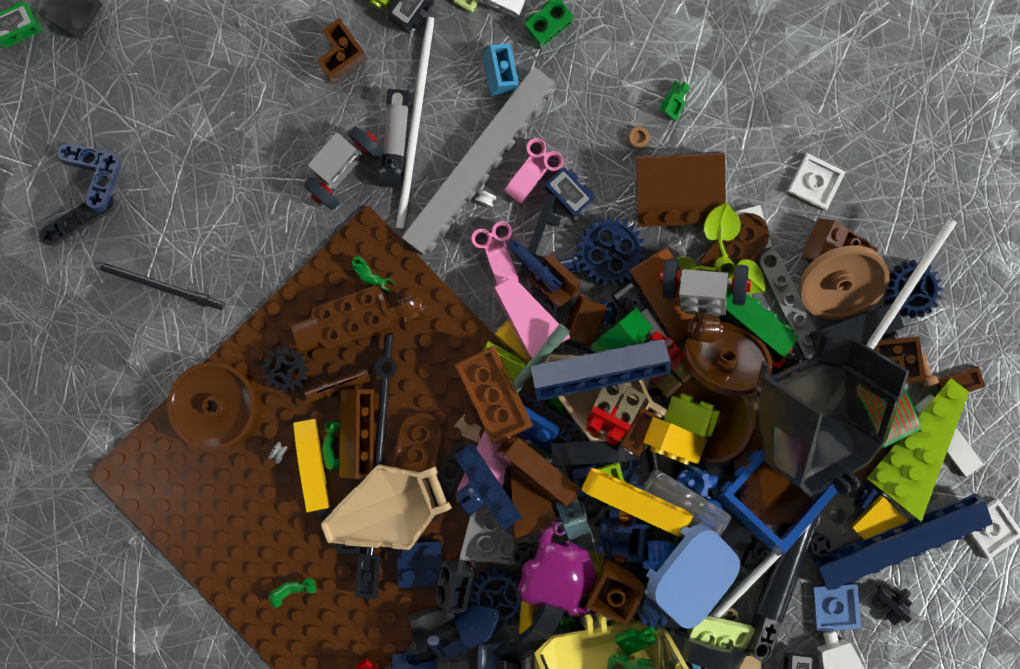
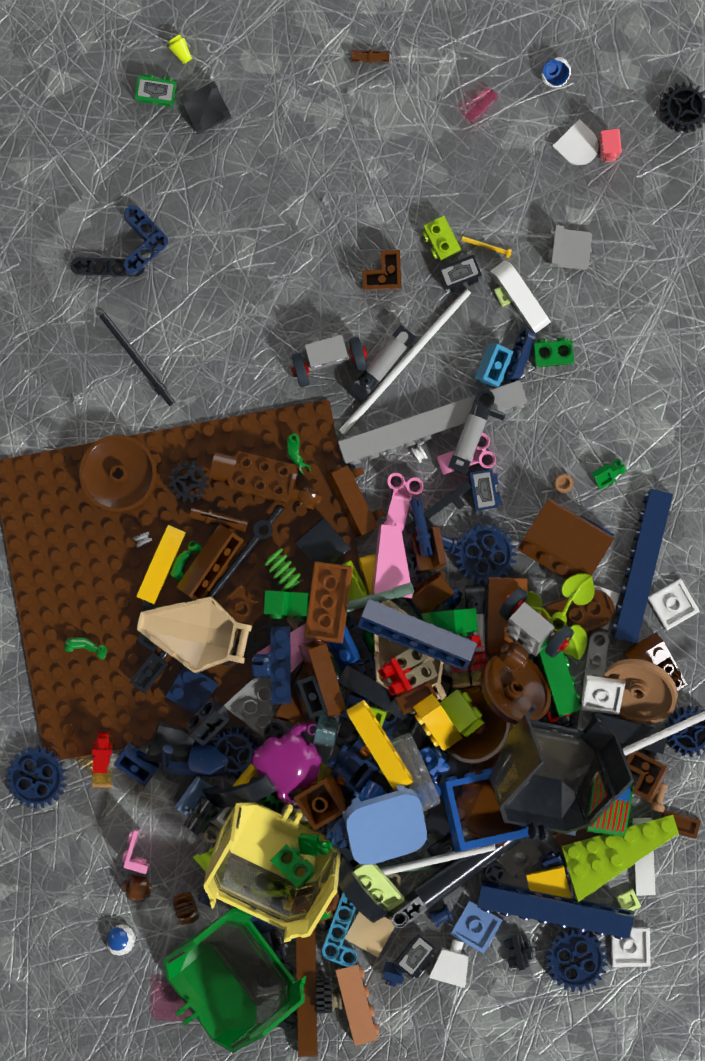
camera: 30 degrees right, 0 degrees up
(430, 394) = (283, 571): none -> bright green piece
(450, 343) = (322, 543): none -> black slope
(450, 426) = (284, 604): none -> green brick
(451, 283) = (352, 500): none -> reddish brown brick
(515, 32) = (523, 345): none -> dark blue beam
(522, 142) = (472, 432): none -> piece
(537, 500) = (310, 697): none -> black brick
(764, 164) = (642, 566): none -> dark blue brick
(797, 619) = (441, 915): none -> dark blue bush
(811, 309) = (602, 695): none -> white tile
(961, 486) = (628, 900): none -> yellowish green tile
(968, 587) = (583, 977): none -> dark blue gear

